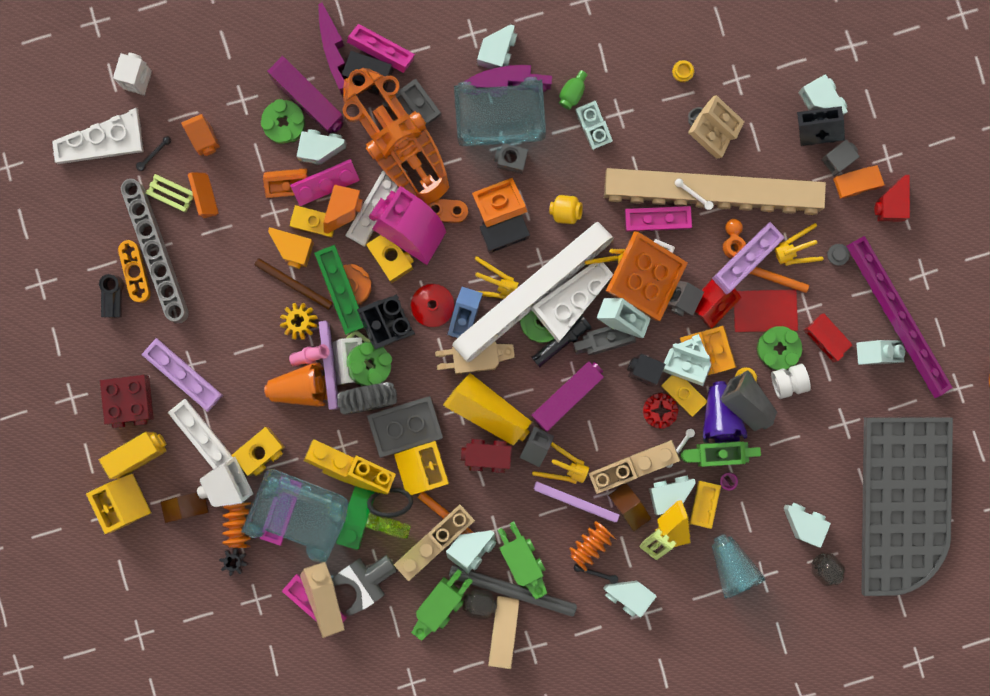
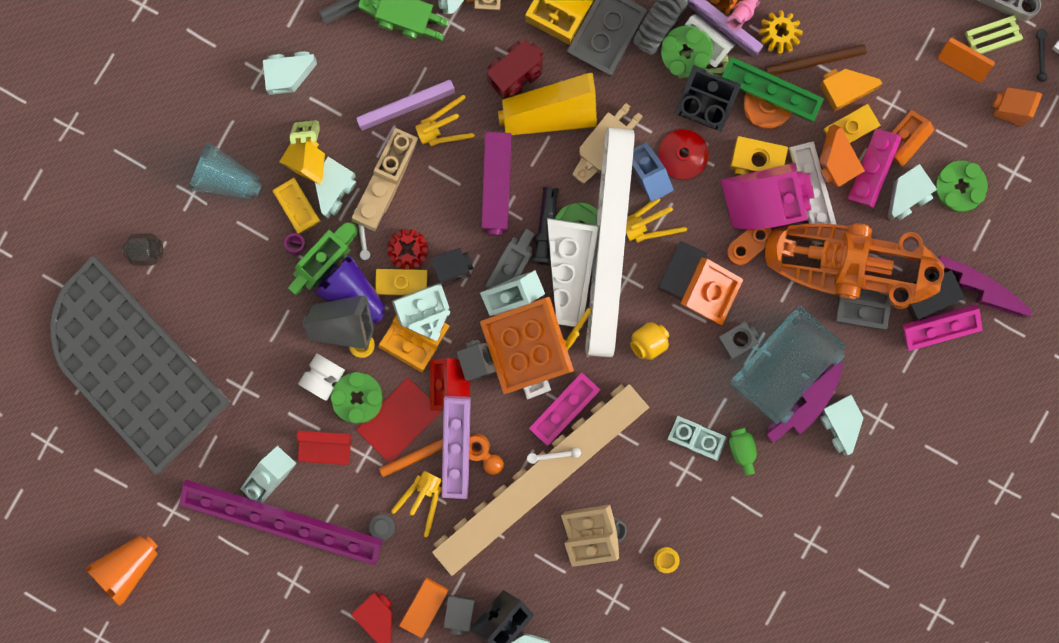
camera: 145 degrees right, 0 degrees up
(305, 95) = (964, 223): magenta slope -> none
(537, 447) = (481, 117): dark grey brick -> none
(591, 545) = (358, 80): orange piece -> none
(613, 578) = (315, 74): black hinge -> none
(629, 506) = (357, 144): reddish brown slope -> none
(805, 526) = (193, 268): light aqua slope -> none

